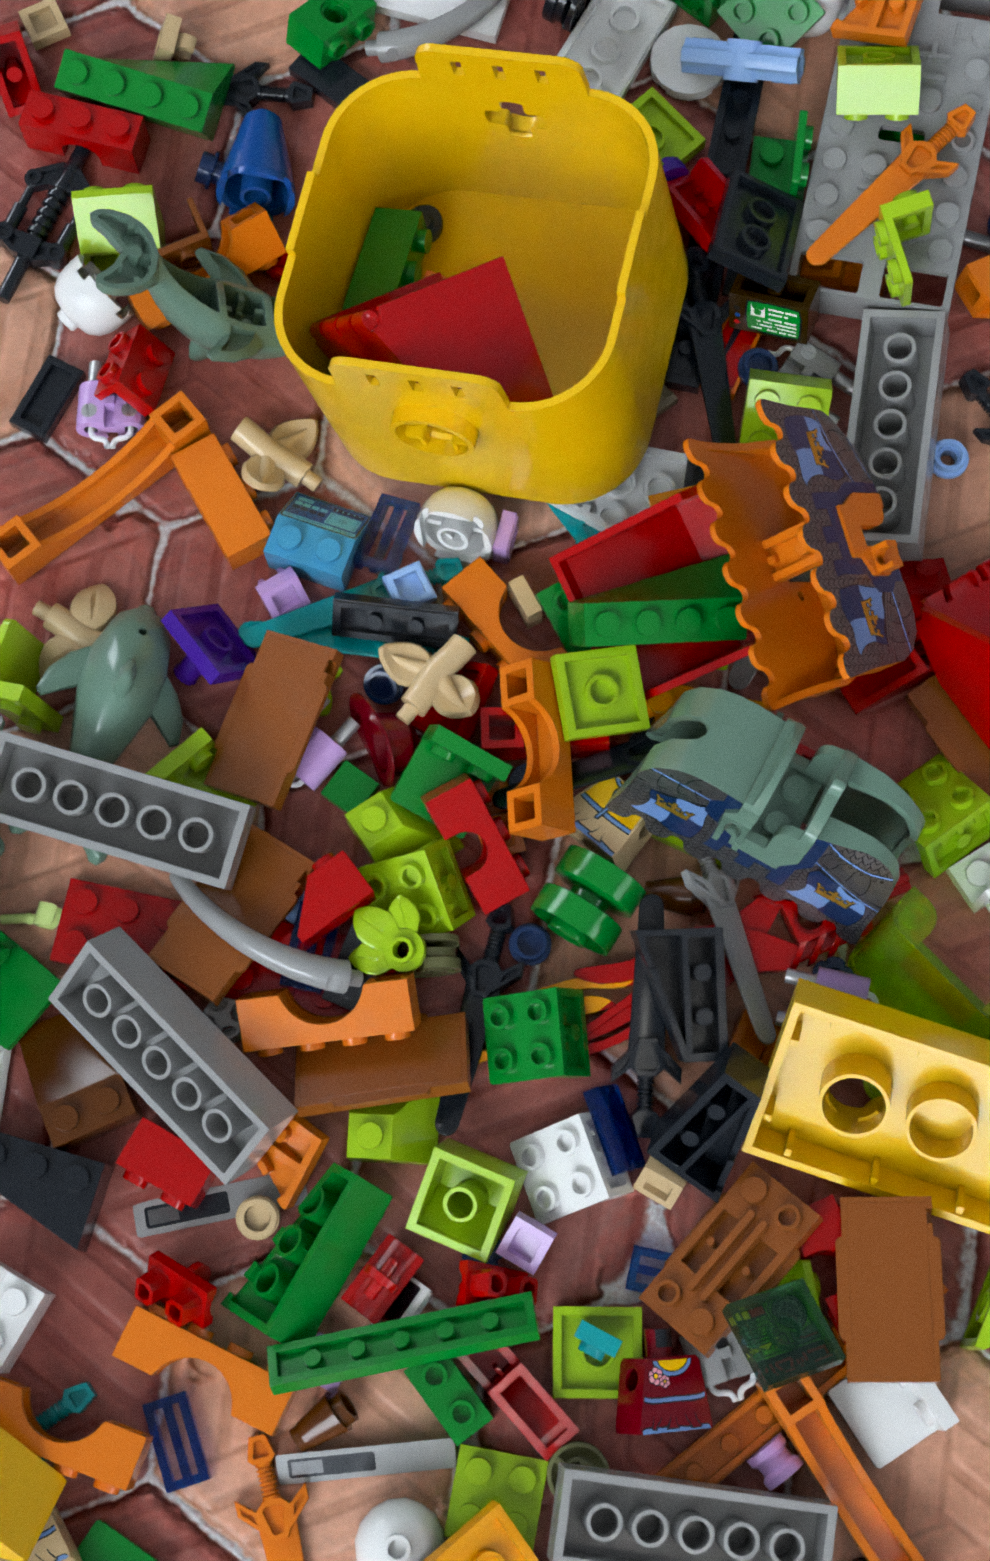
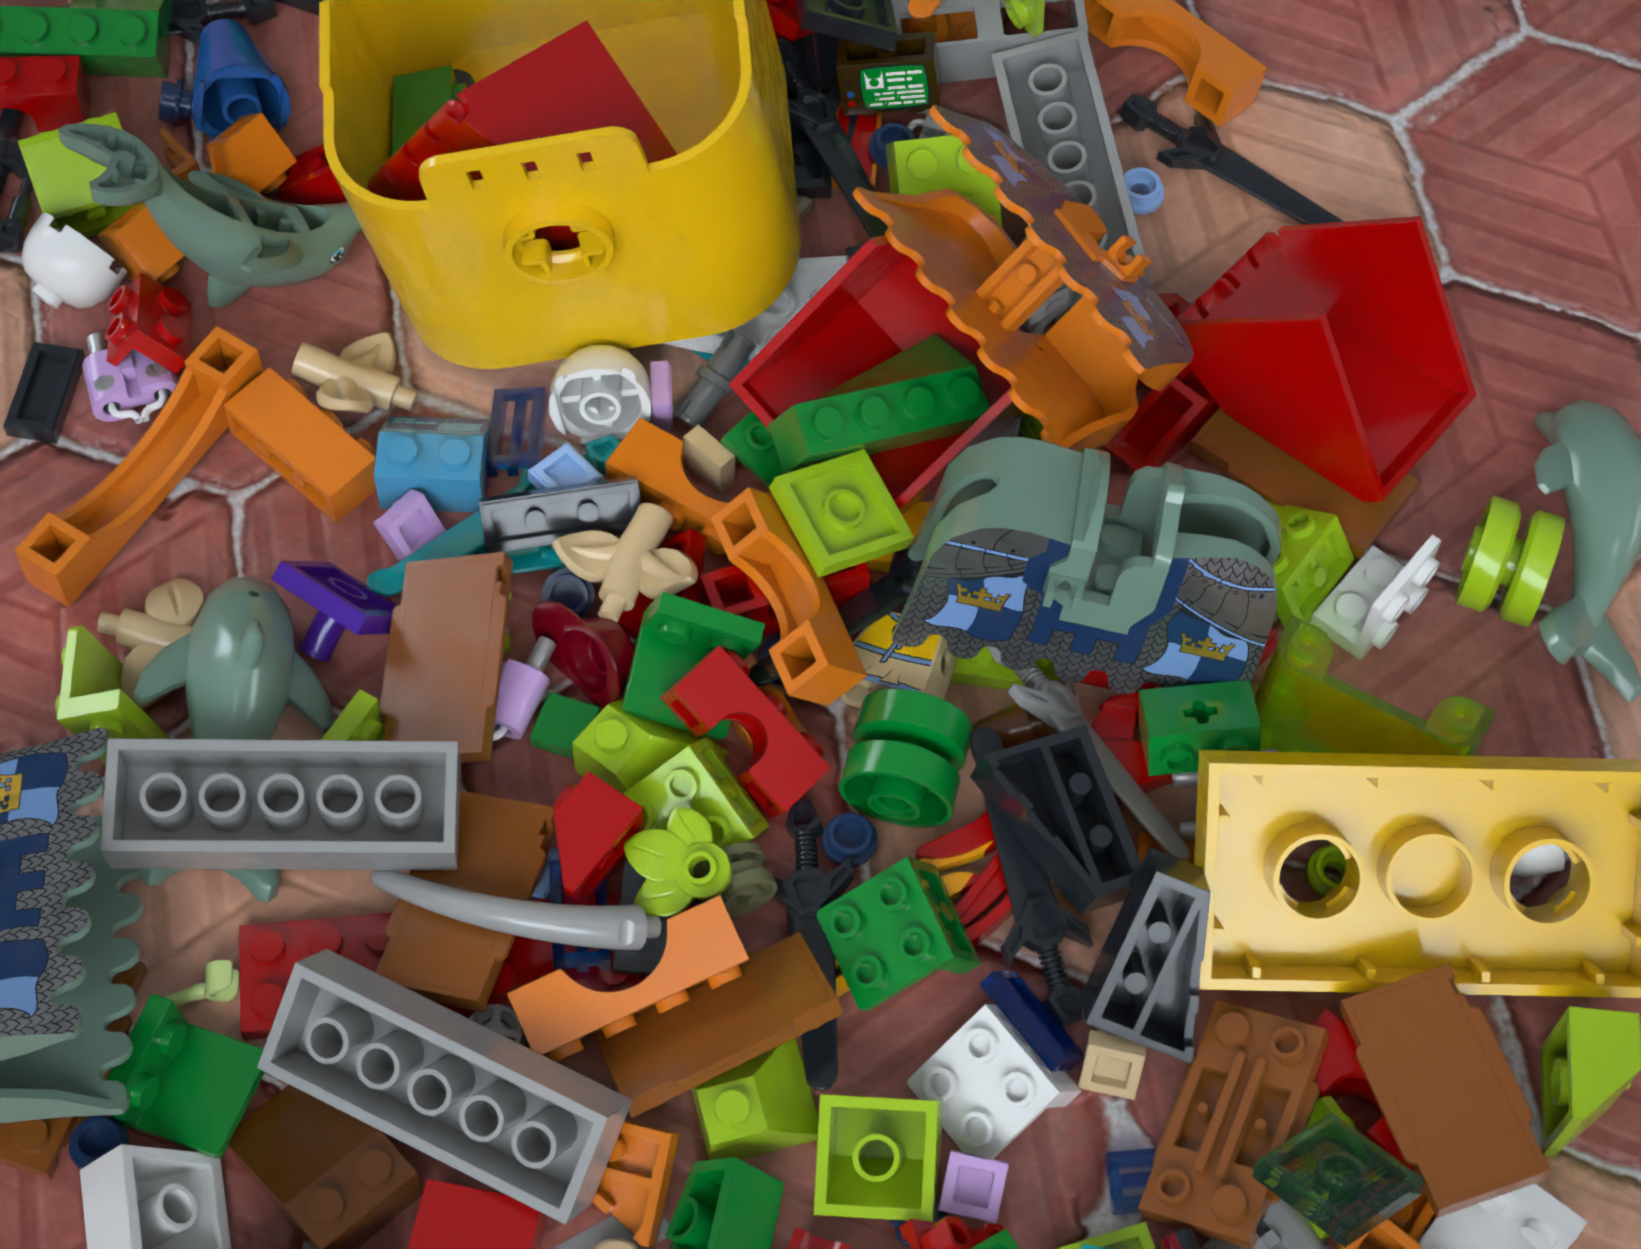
camera: 25 degrees left, 15 degrees down
(549, 536) = (714, 379): none -> dark grey pin
(799, 934) = (1196, 718): none -> green brick

